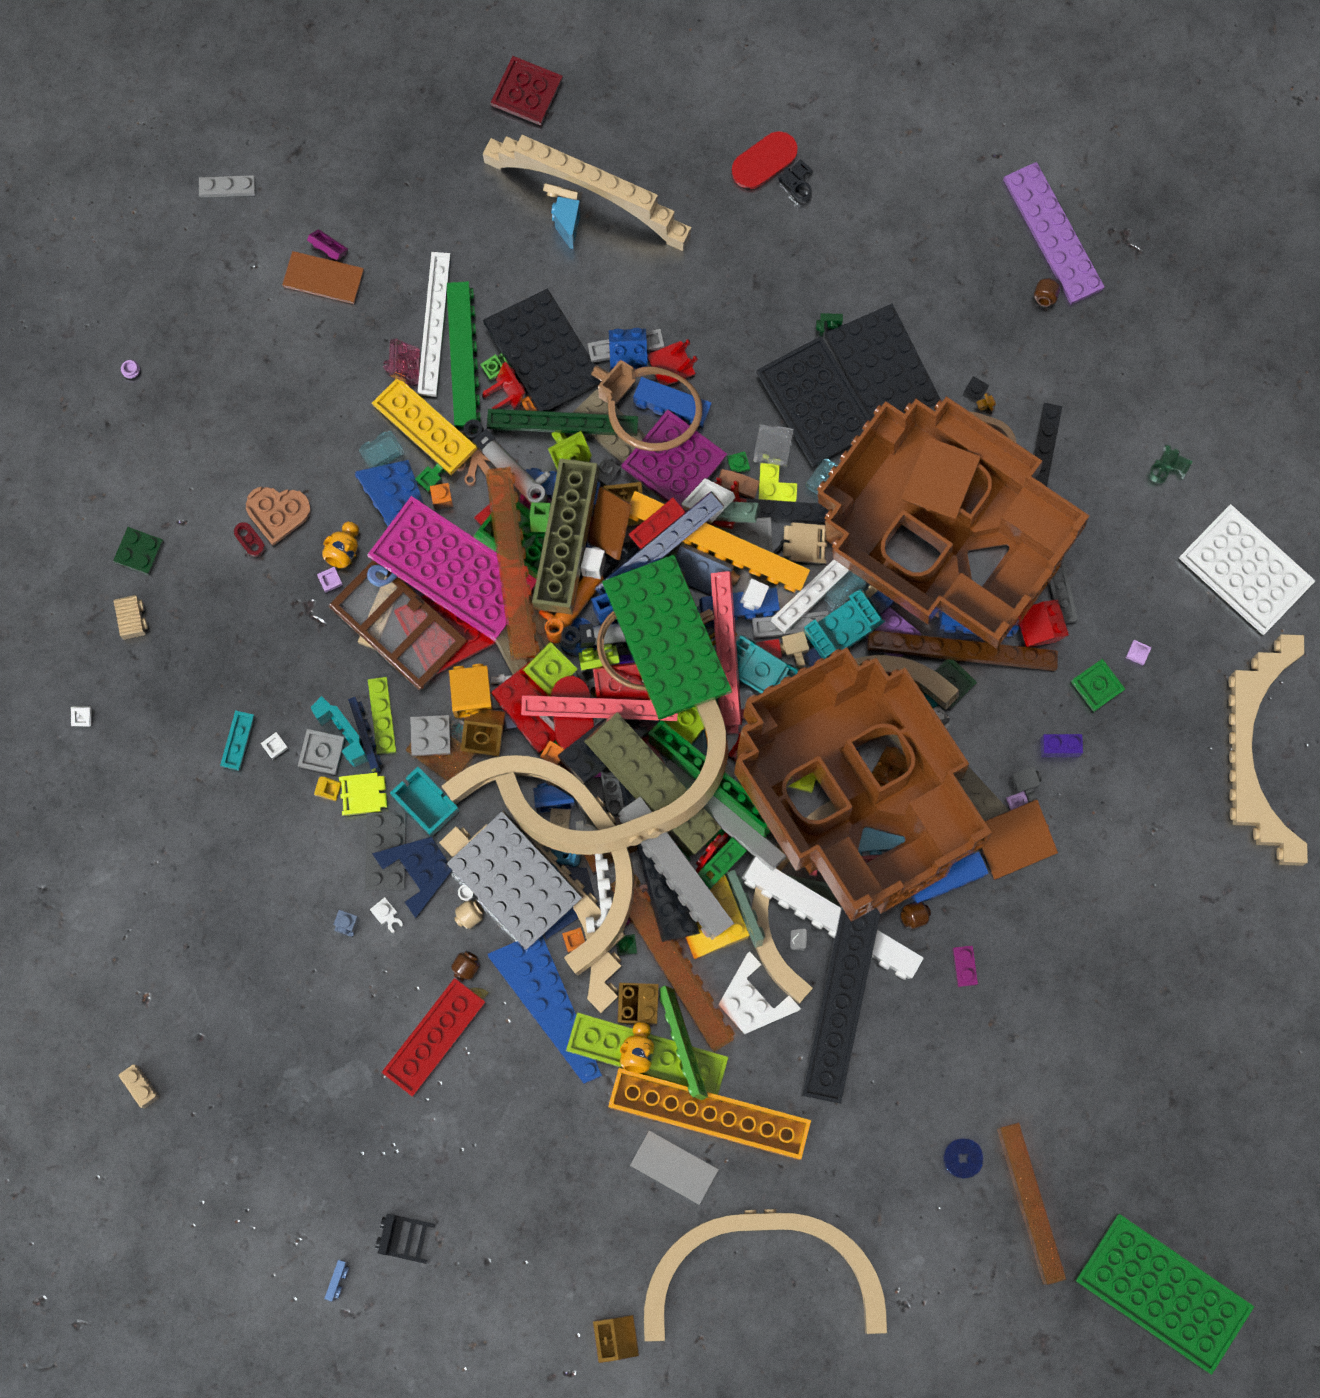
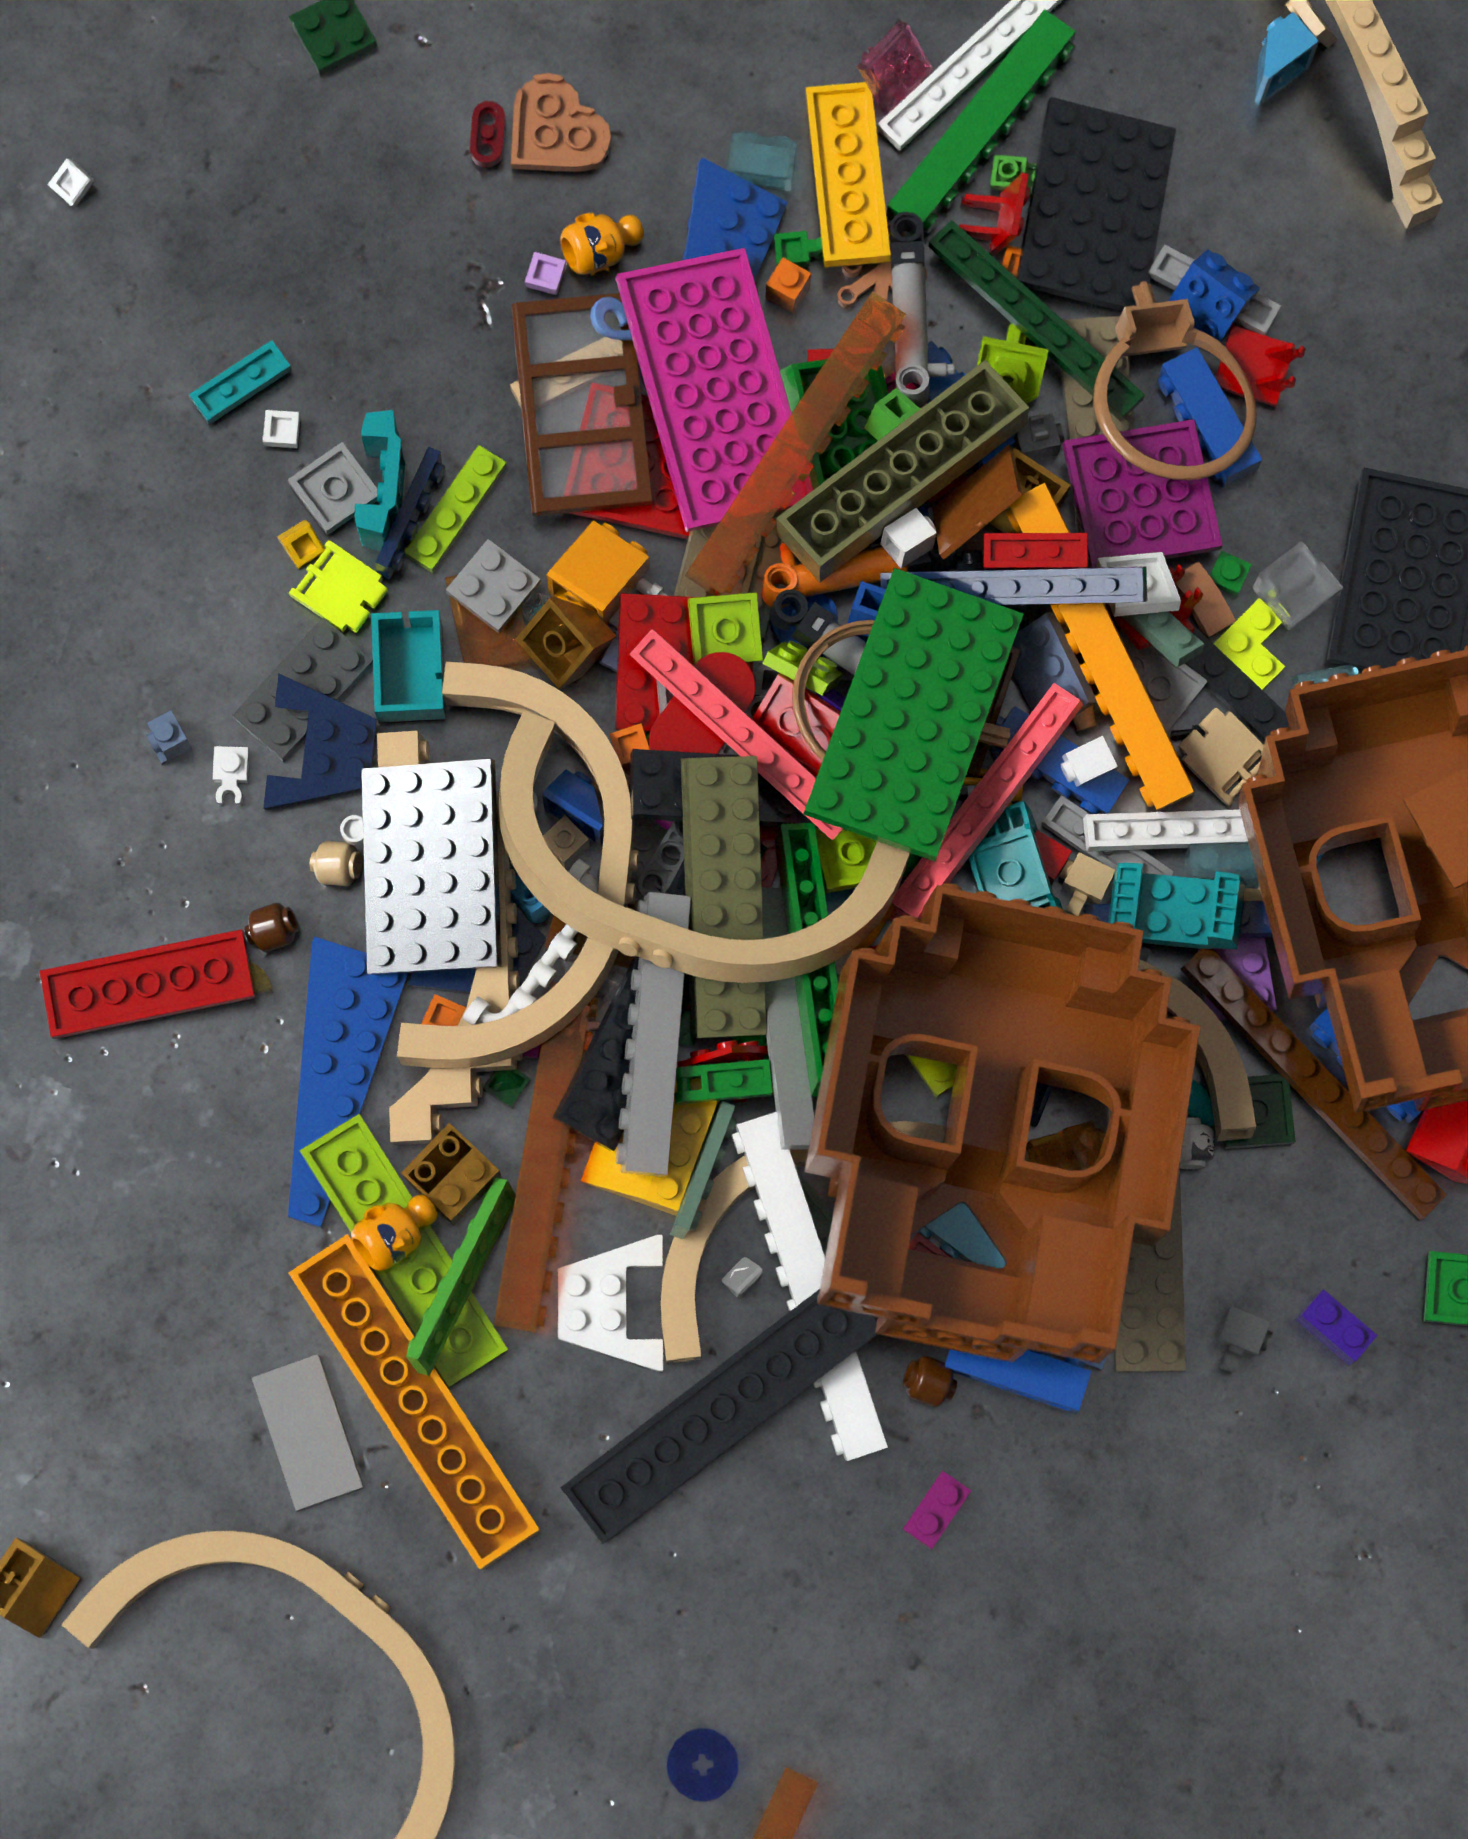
camera: 40 degrees right, 0 degrees up
(129, 617) = (245, 107): tan brick -> none
(1016, 800) = (1206, 1354): lavender tile -> none
(1018, 839) = (1159, 1399): dark orange piece -> none

